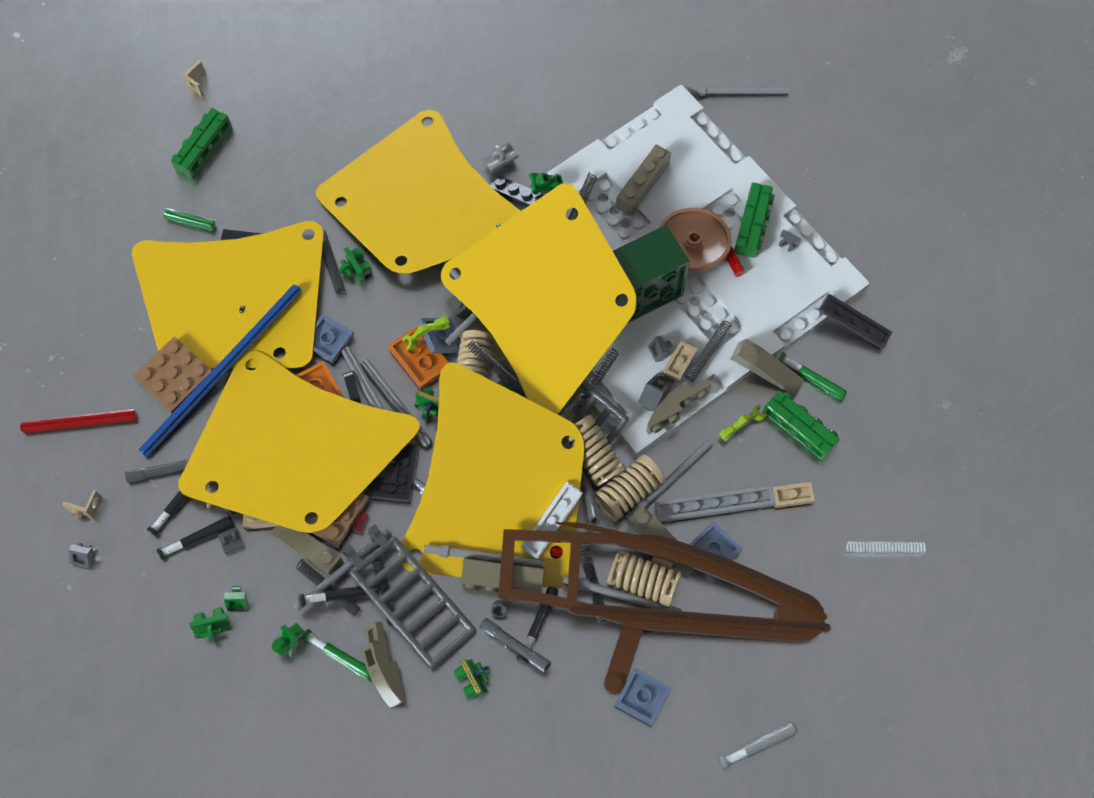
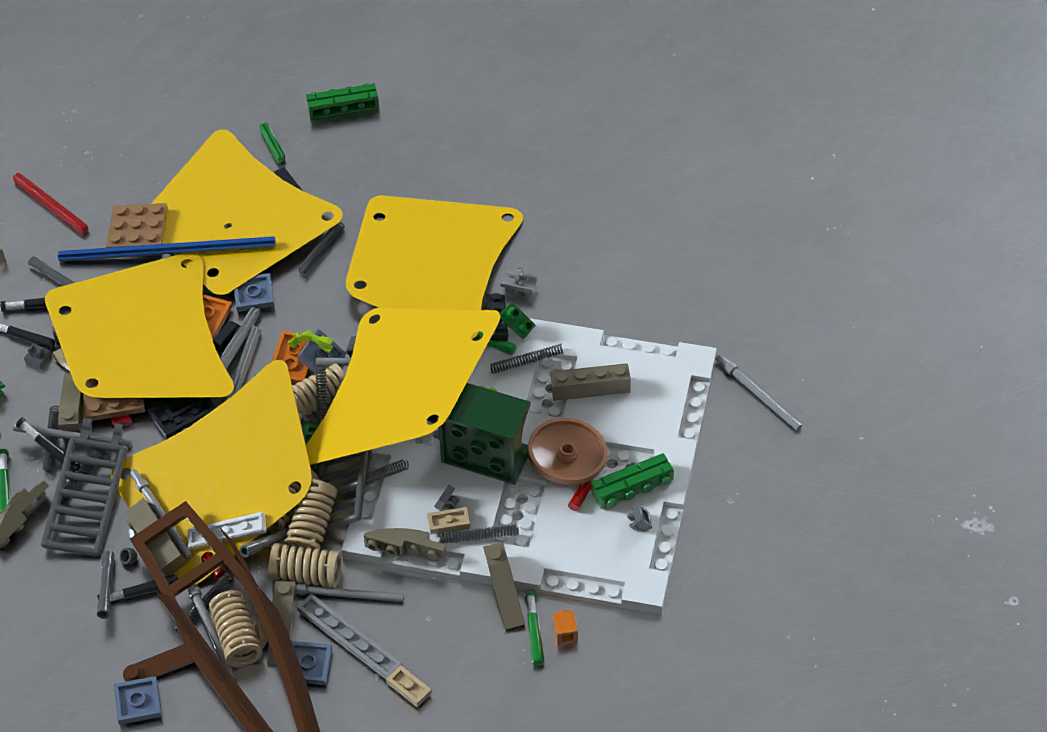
camera: 50 degrees right, 15 degrees down
(192, 74) = (395, 54): tan bracket -> none
(352, 265) = (329, 262): green hips -> none
(477, 676) = (58, 577): green hips -> none
(655, 391) = (404, 517): dark grey slope -> none
(728, 432) = (424, 602): lime piece -> none
(801, 424) = (478, 649): green brick -> none
(830, 355) = (565, 627): none -> orange brick
(855, 321) = (612, 619): black plate -> none

